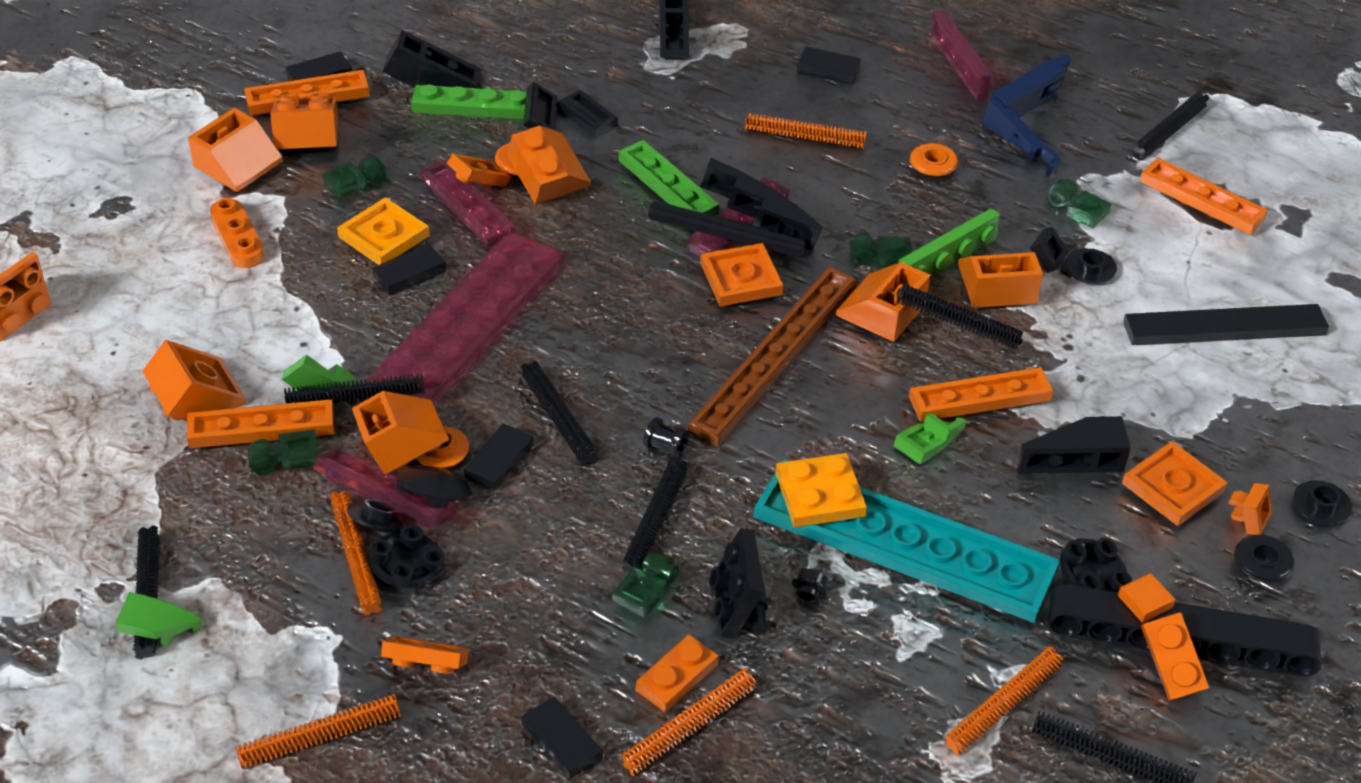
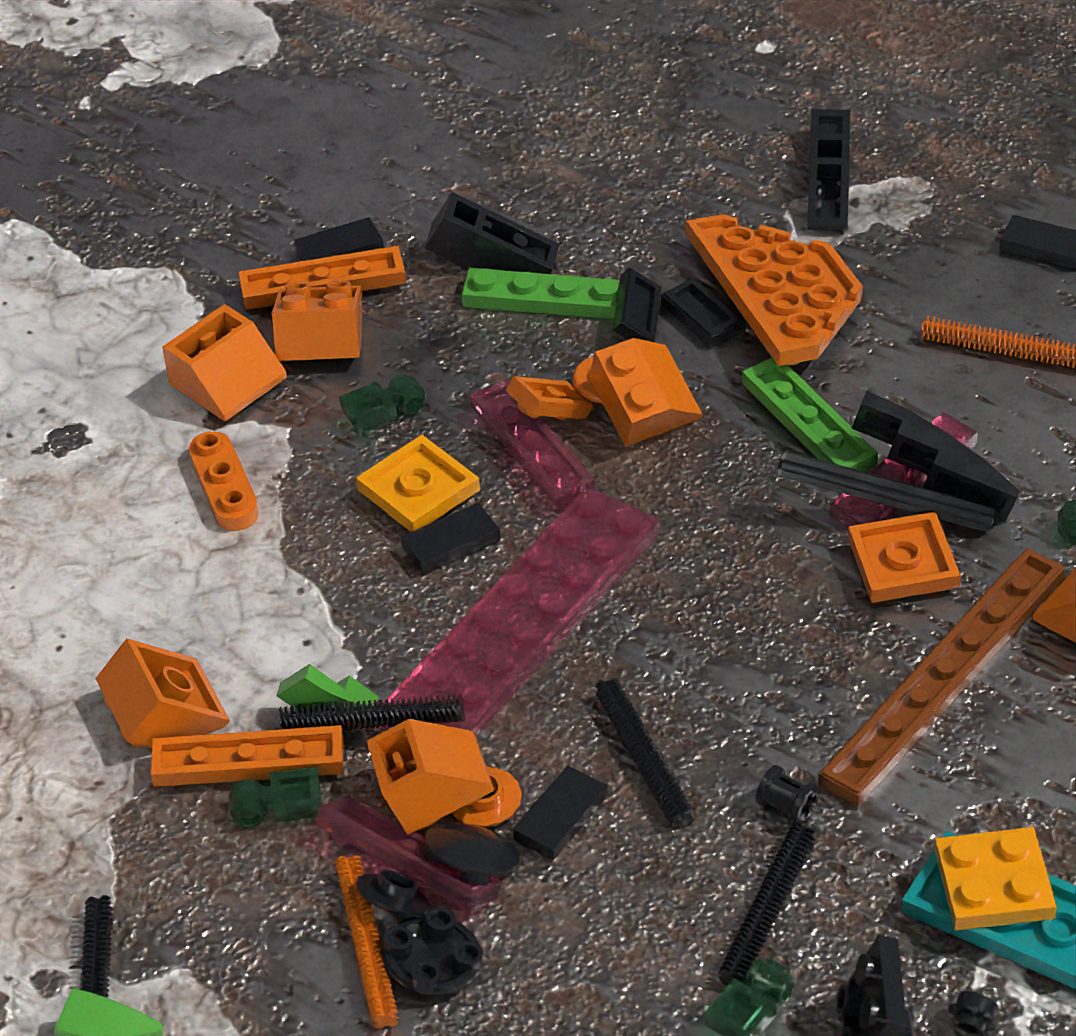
camera: 10 degrees right, 0 degrees up
(646, 97) = (783, 288): none -> orange plate

